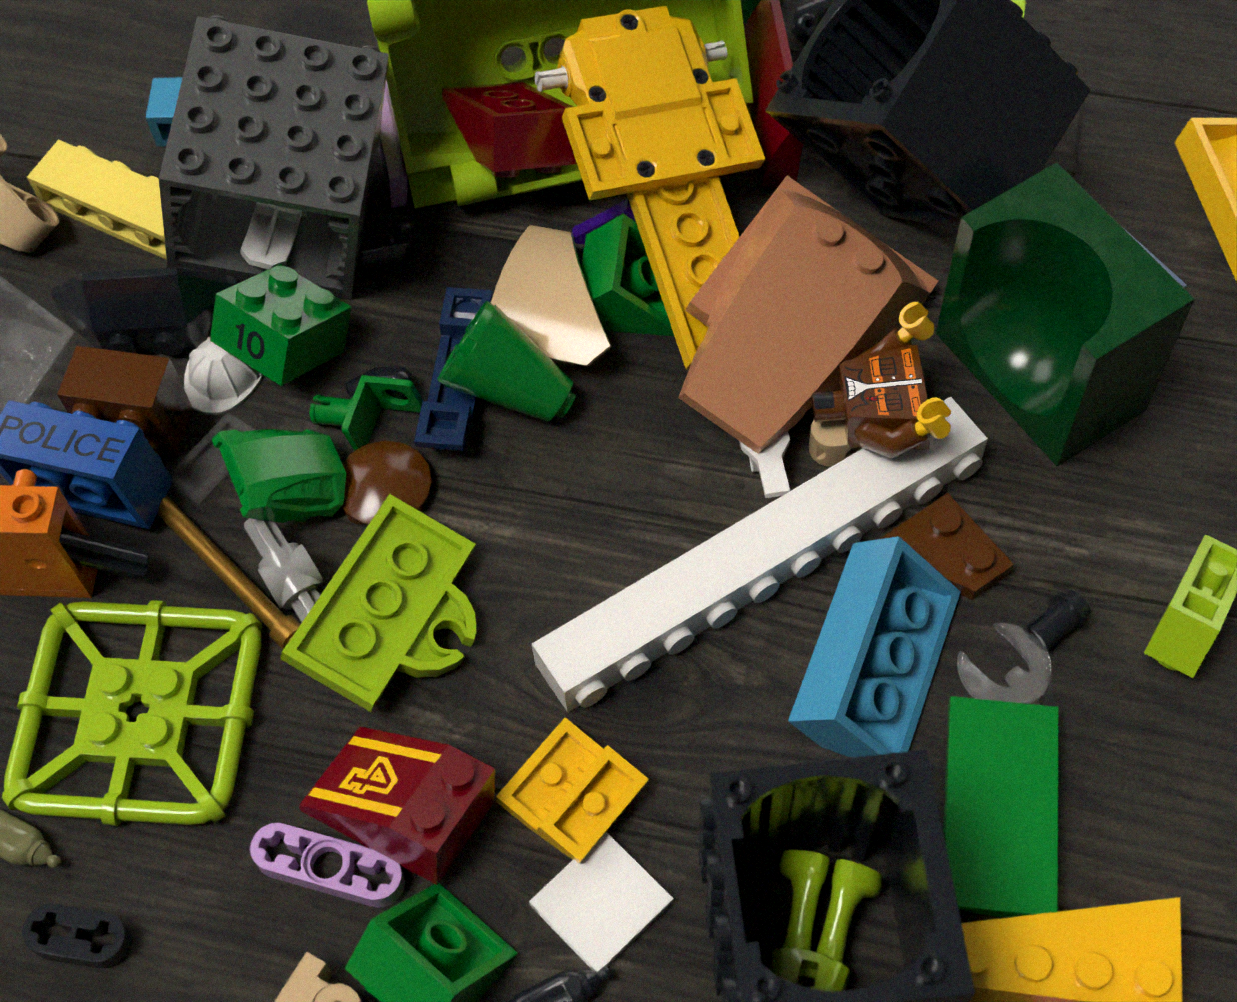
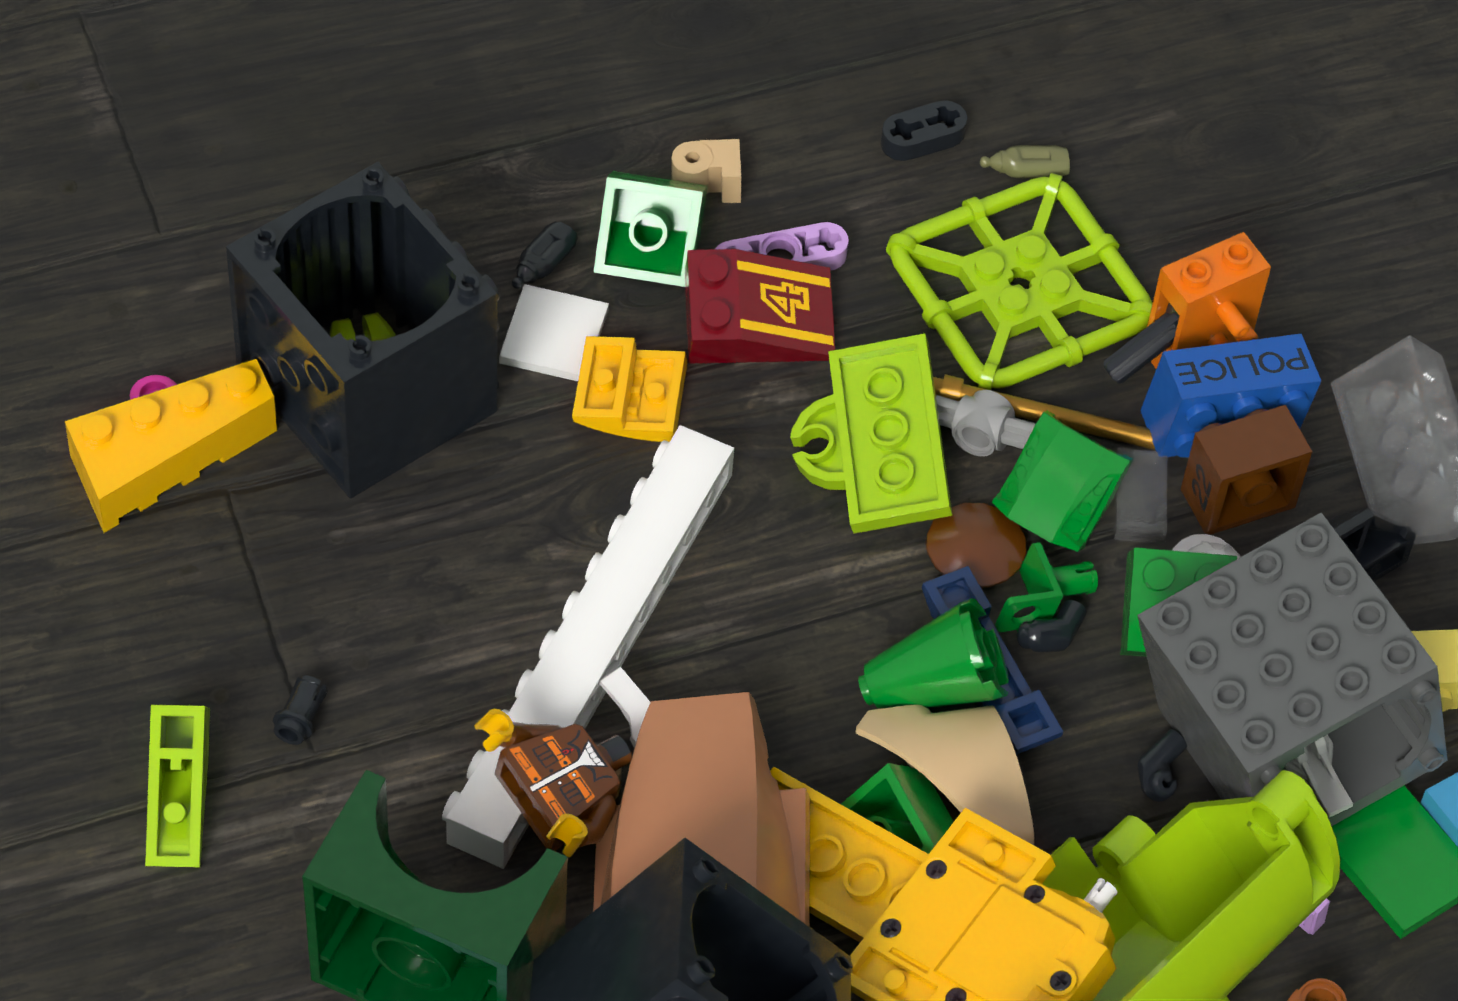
camera: 140 degrees right, 5 degrees down
(511, 127) = (1157, 893): dark red slope -> none
(875, 651) = (443, 600): dark azure slope -> none
(955, 547) = (431, 734): reddish brown wing -> none
(1002, 806) = (275, 534): green tile -> none
(1024, 686) = (304, 650): clear head -> none

